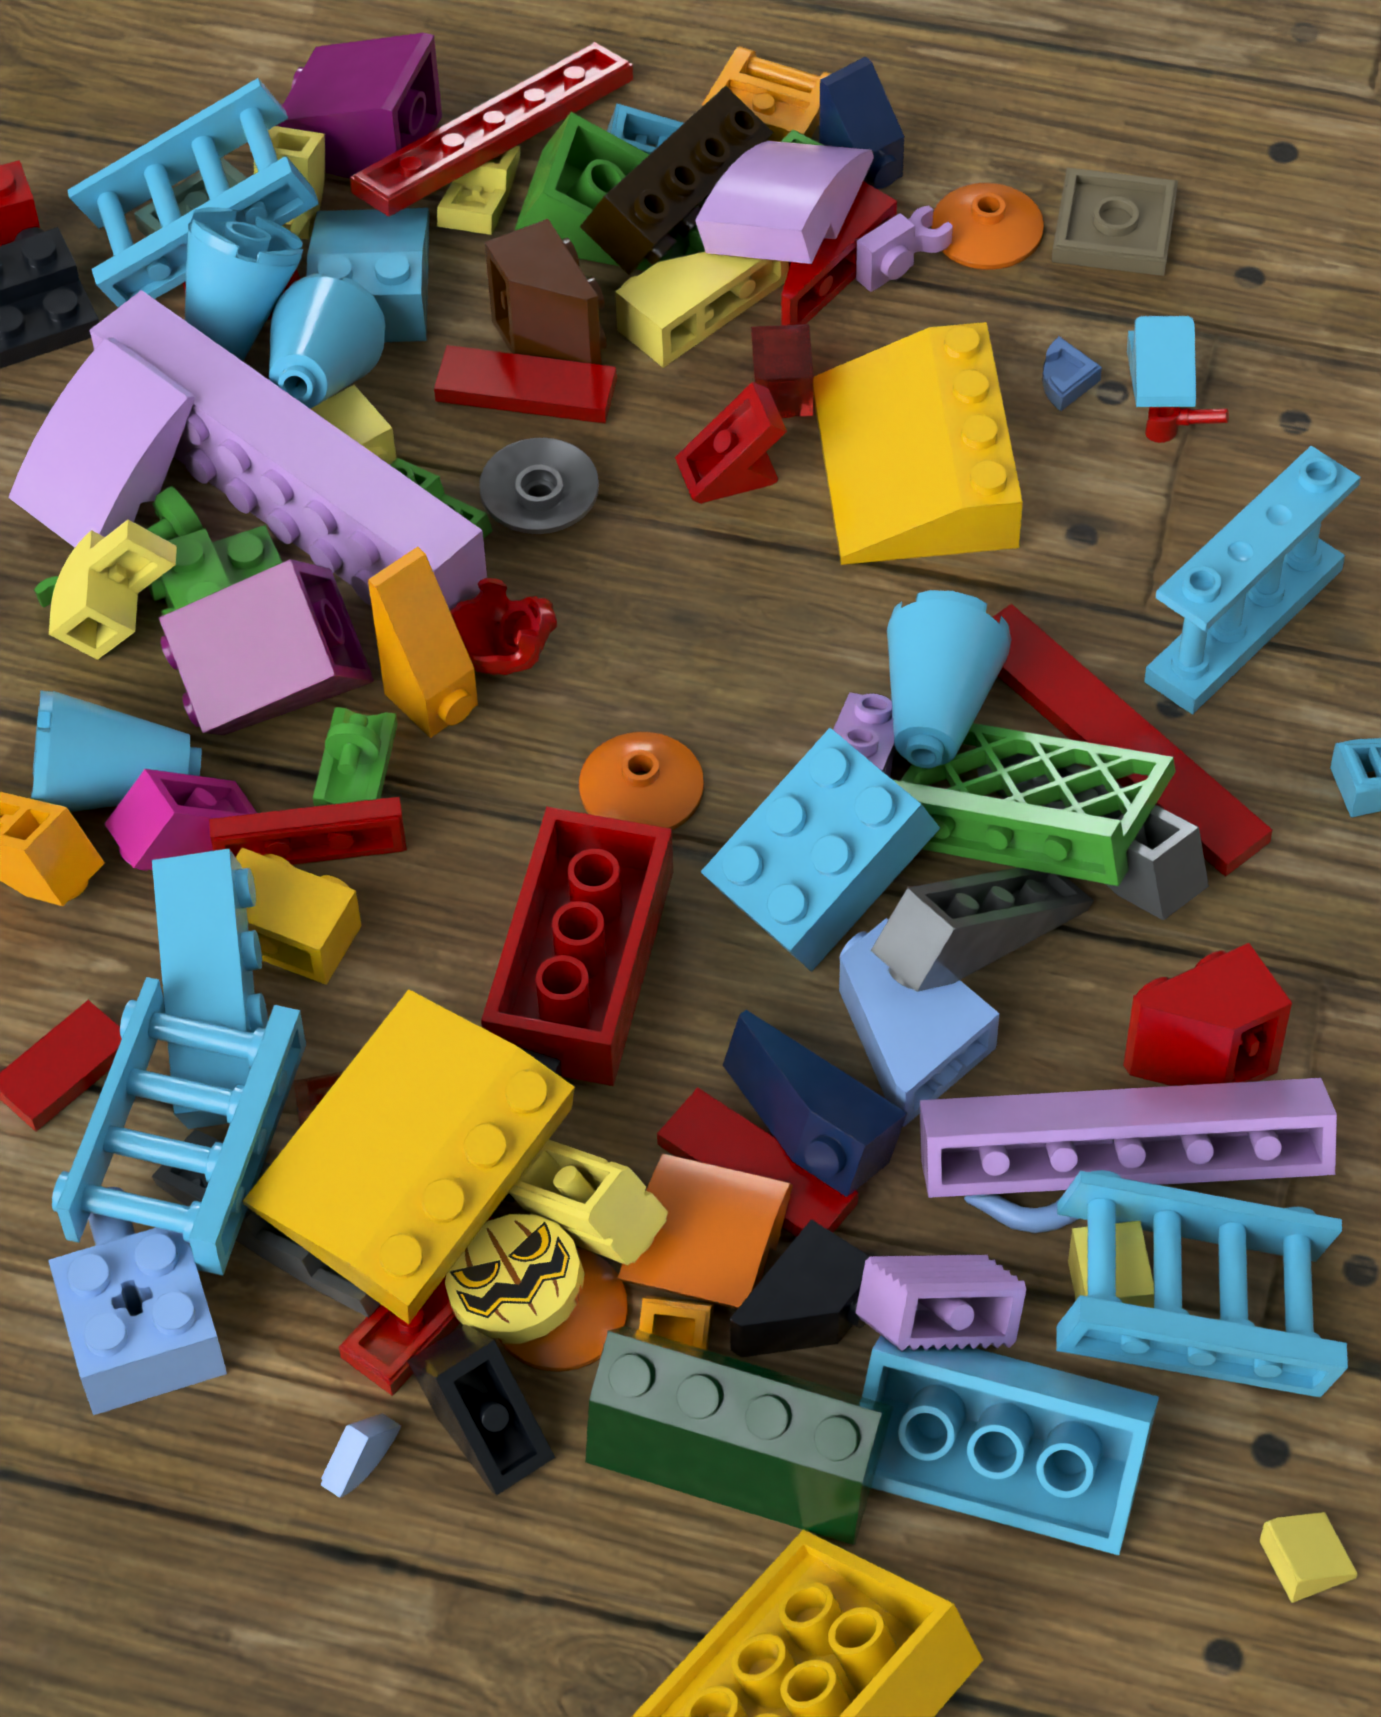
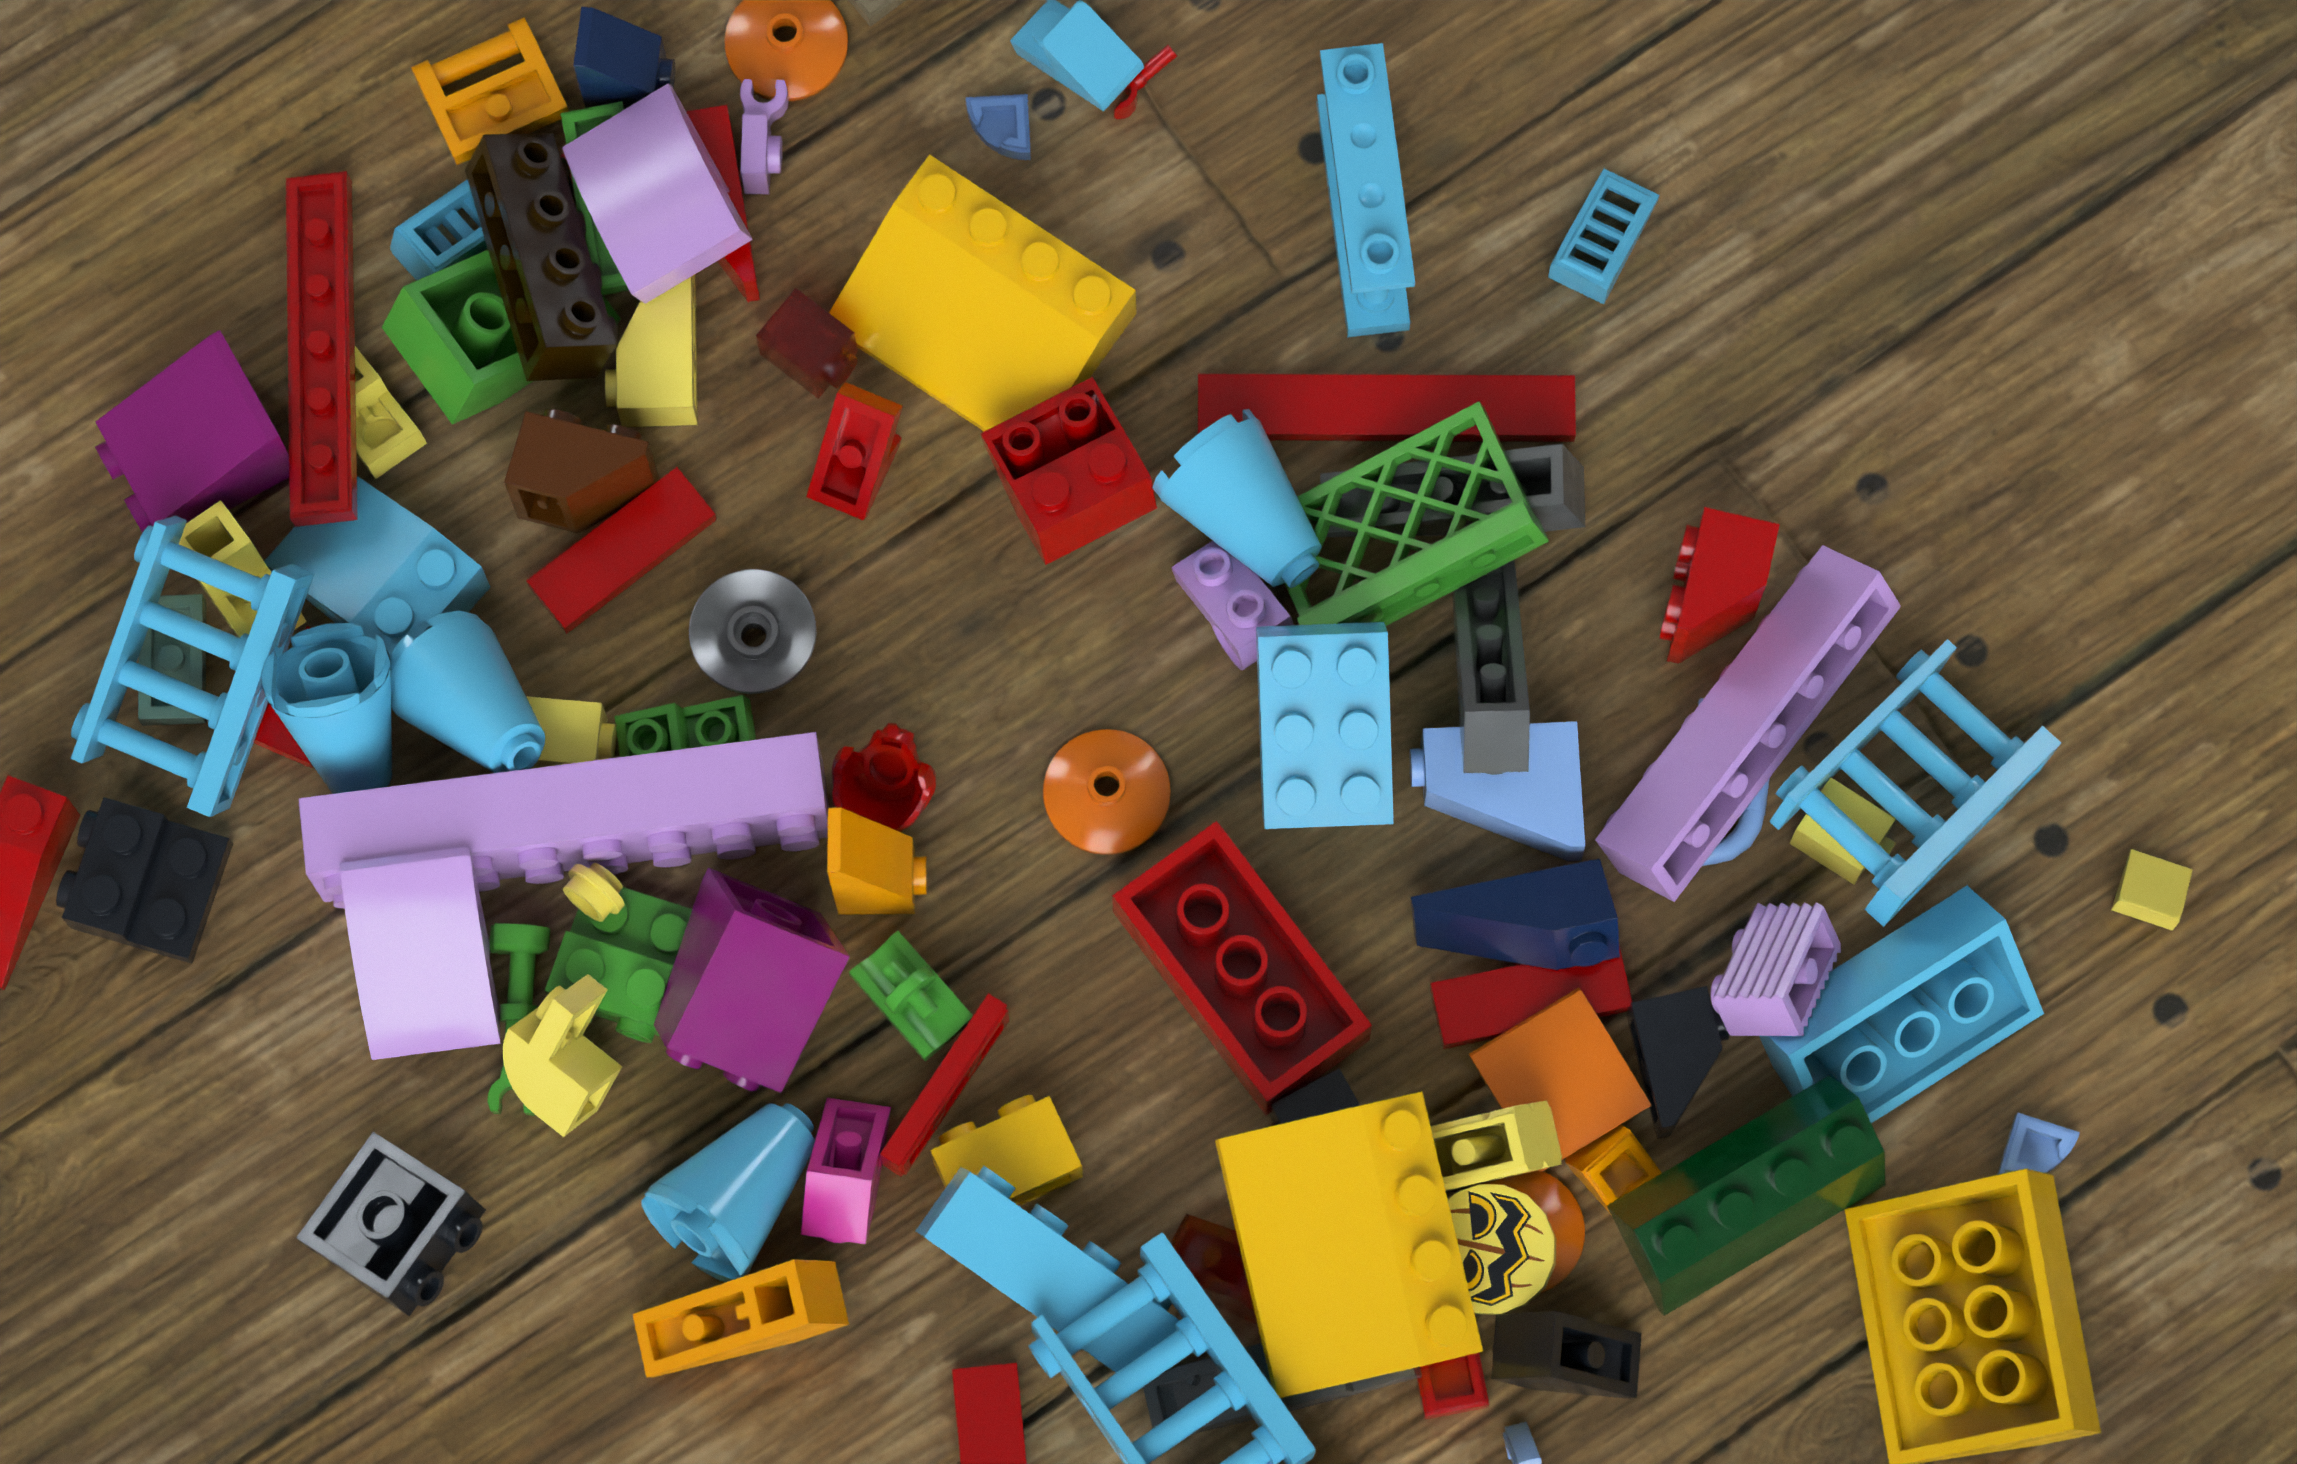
camera: 50 degrees left, 20 degrees up
(246, 515) = (594, 891): none -> light yellow plate
(849, 574) = (1070, 470): none -> red slope
(1003, 1637) = (2036, 1145): none -> light blue tile

